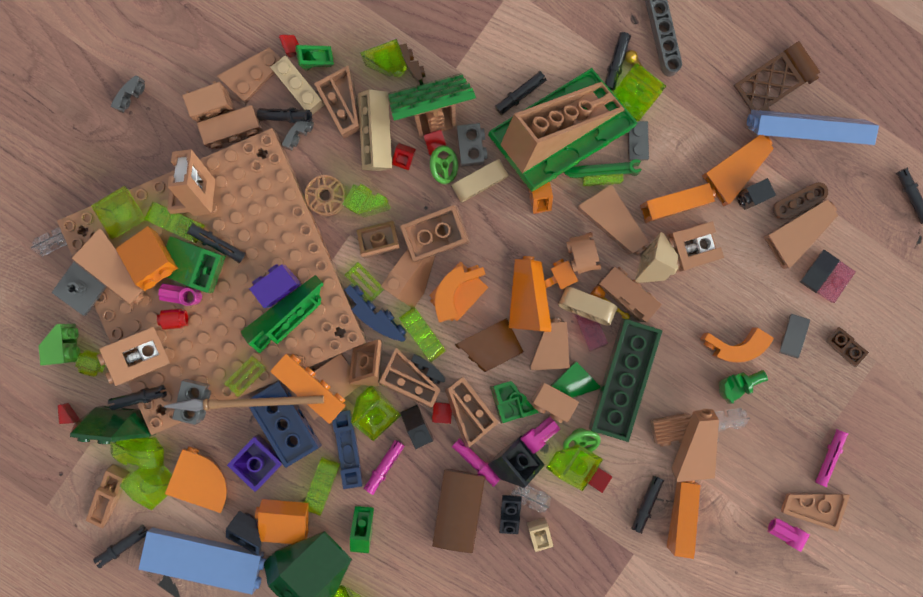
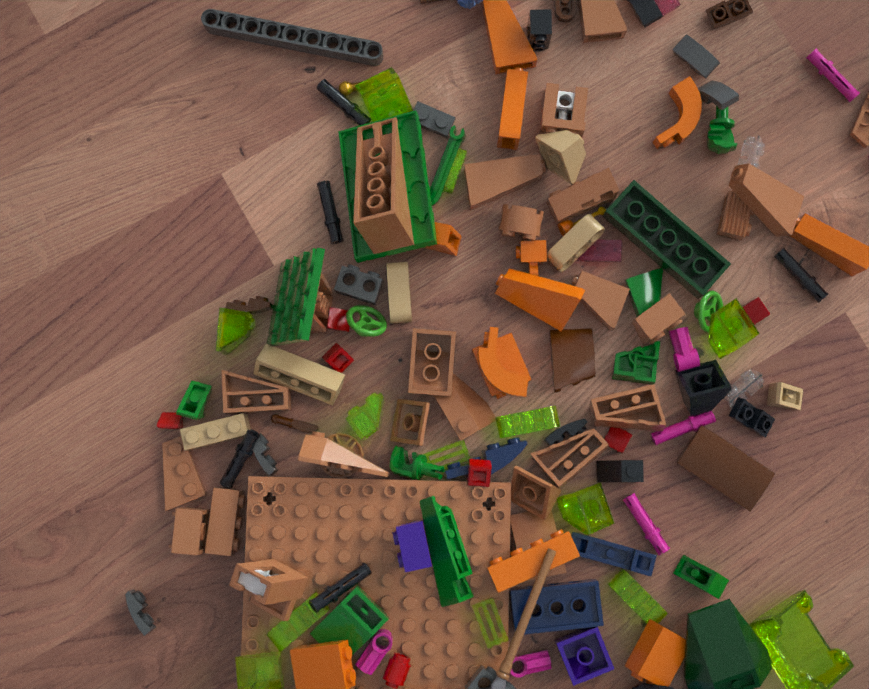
camera: 65 degrees left, 5 degrees down
(231, 425) = (532, 663): none -> dark pink piece
(319, 179) = (329, 453): none -> nougat wedge
(334, 147) = (295, 424): none -> reddish brown piece
(339, 248) = (401, 465): none -> green piece
(361, 313) = (479, 472): none -> red slope
(769, 368) = (719, 94): none -> dark grey slope

